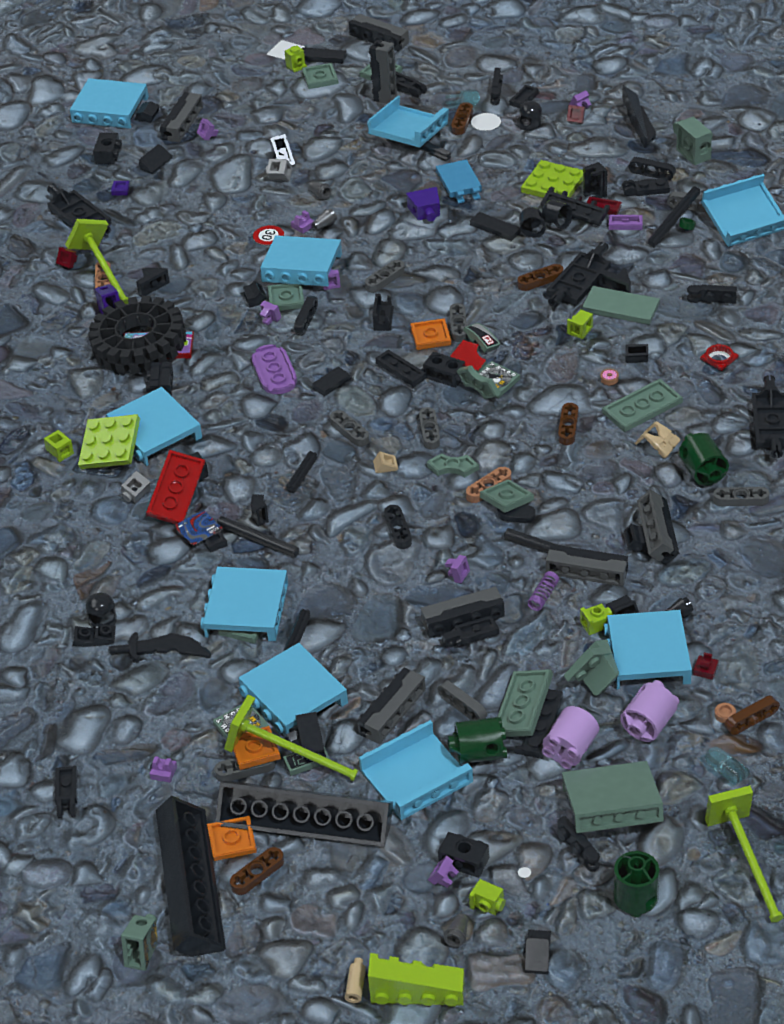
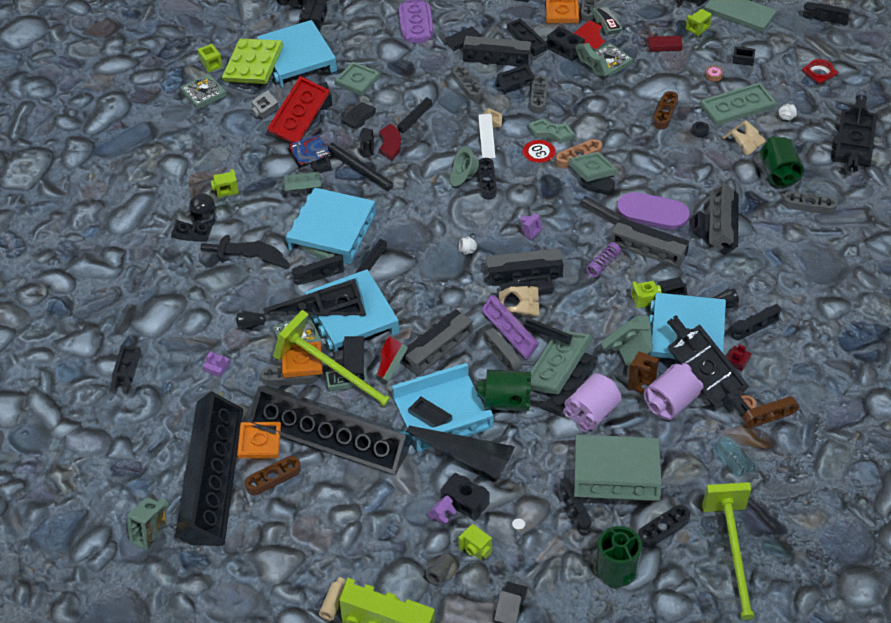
camera: 10 degrees right, 5 degrees up
(61, 483) = (203, 91): none -> tile
(117, 579) = (225, 184): none -> lime brick
(184, 716) = (249, 319): none -> black cone
(201, 562) = (302, 181): none -> sand green tile
(227, 442) = (357, 78): none -> sand green tile
(240, 482) = (356, 116): none -> black slope
(244, 653) = (318, 270): none -> black hinge
(276, 679) = (337, 299): none -> black wedge
(284, 504) = (391, 141): none -> dark red tile
(349, 727) = (390, 357): none -> red tile
(371, 518) = (464, 166): none -> sand green piece
(372, 389) = (496, 51): none -> black piece
(385, 481) = (486, 136): none -> white sticker
(396, 600) = (467, 245): none -> white plate
(399, 414) = (514, 77): none -> black panel
(403, 778) = (429, 413): none -> black tile
(445, 489) = (539, 151): none -> sticker
(464, 676) = (510, 327): none -> medium lavender tile
(468, 810) = (482, 455): none -> black wedge
(476, 648) = (528, 300): none -> tan piece
(505, 673) = (548, 331): none -> black axle
(549, 352) = (664, 43): none -> dark red tile
(582, 531) = (653, 210): none -> medium lavender tile
(609, 438) = (700, 129): none -> black tile
(614, 697) = (642, 372): none -> reddish brown hinge
(674, 838) = (668, 518): none -> black beam
(694, 689) = (709, 365): none -> black plate
(696, 405) = (787, 112): none -> white plate
(715, 628) = (756, 322): none -> black hinge

